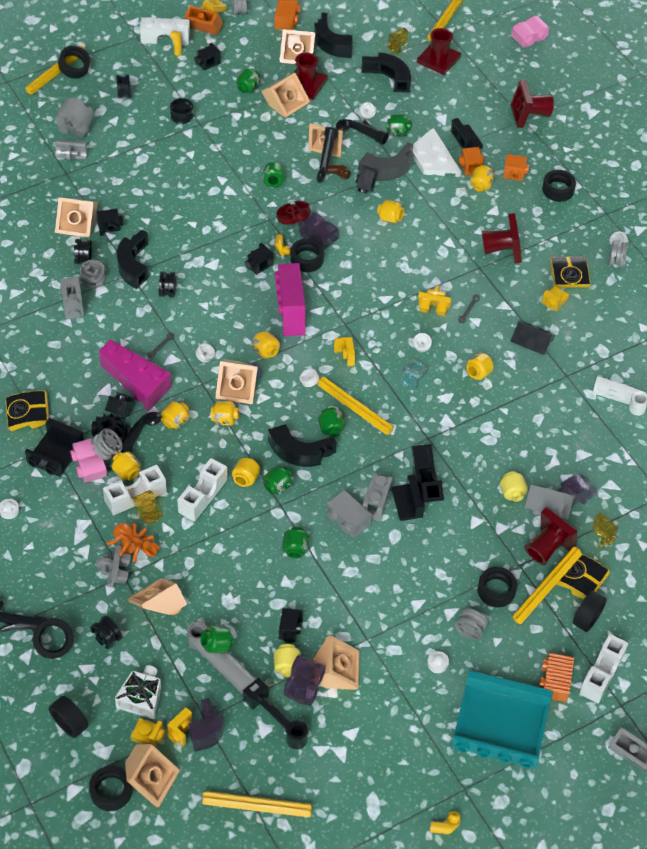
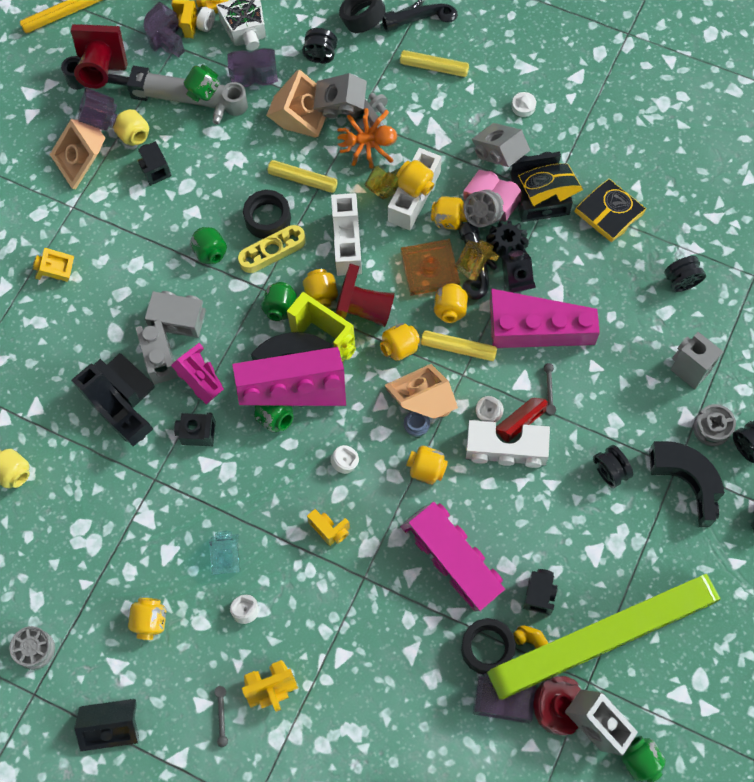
camera: 150 degrees right, 15 degrees up
(26, 346) = (685, 273): none -> black wheel
(38, 575) = (434, 63): none -> light yellow axle
(50, 436) = (550, 180): none -> slope
(54, 490) = (501, 144): none -> light grey brick
(119, 571) = (340, 95): none -> light grey brick
(134, 478) = (415, 178): none -> yellow head
(138, 424) = (474, 257): none -> clear yellow bracket
(166, 448) = (429, 266): none -> clear orange plate
(166, 649) = (253, 67): none -> clear purple brick
(167, 714) = (205, 19): none -> white tile
(190, 337) = (524, 415): none -> red slope
(190, 395) = (459, 345): none -> light yellow axle
(196, 555) = (302, 176): none -> light yellow axle
(202, 320) = (485, 446): none -> white arch
(231, 445) = (363, 302): none -> dark red plant
(240, 528) = (263, 198): none -> black tyre
(246, 219) = (602, 636): none -> lime beam
(260, 527) = (291, 247): none -> light yellow beam
(268, 454) = (308, 310): none -> neon yellow panel
(275, 720) = (100, 51): none -> dark red plant
(281, 191) = (601, 722): none -> light grey brick
(310, 414) = (292, 380): none -> dark pink wedge
(355, 406) = (265, 460): yellow axle -> none
(360, 469) = (197, 374): none -> dark pink wing
(383, 442) = (200, 436): none -> black brick
(409, 597) = (53, 265): none -> yellow bracket
(553, 391) = (32, 648): none -> light grey wheel

